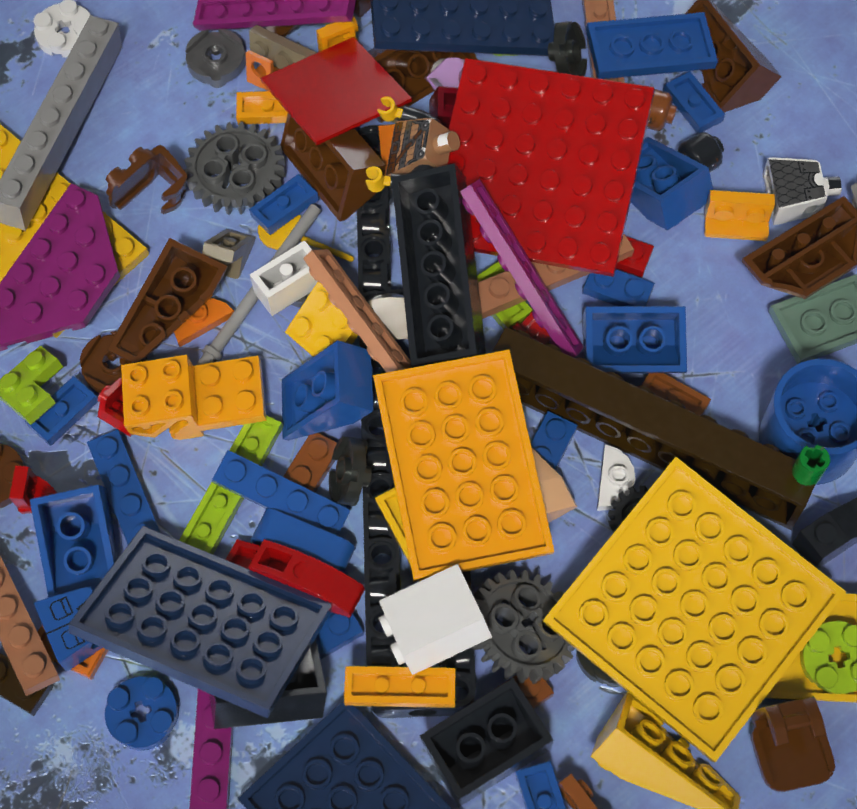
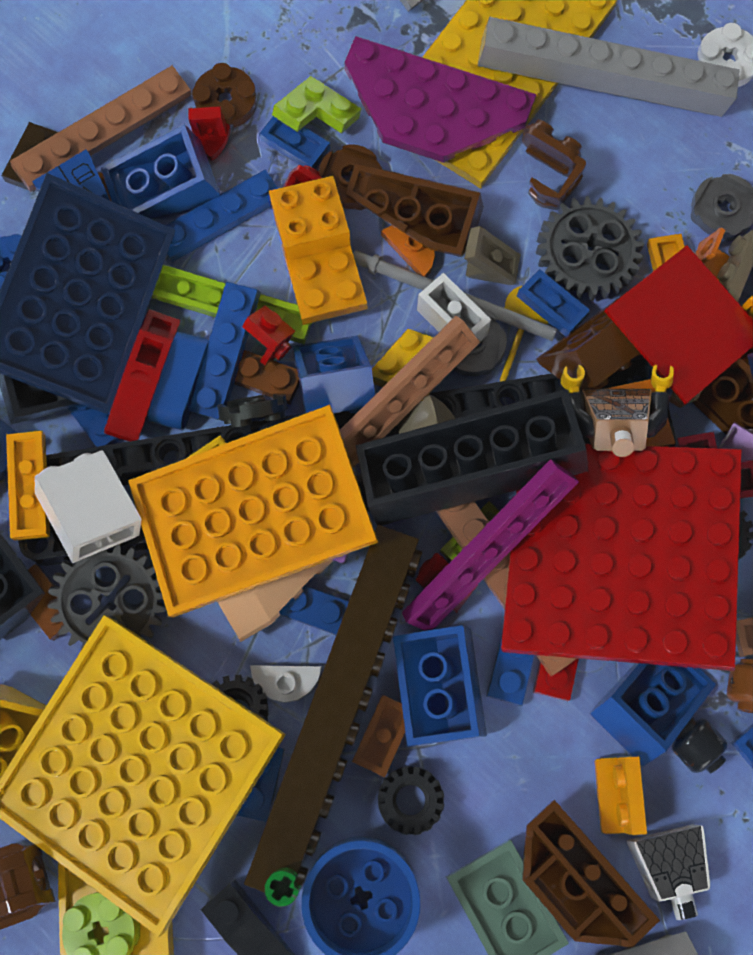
camera: 80 degrees right, 10 degrees up
(272, 444) = (271, 332): none -> red bracket
(739, 367) = (427, 816): none -> black tyre

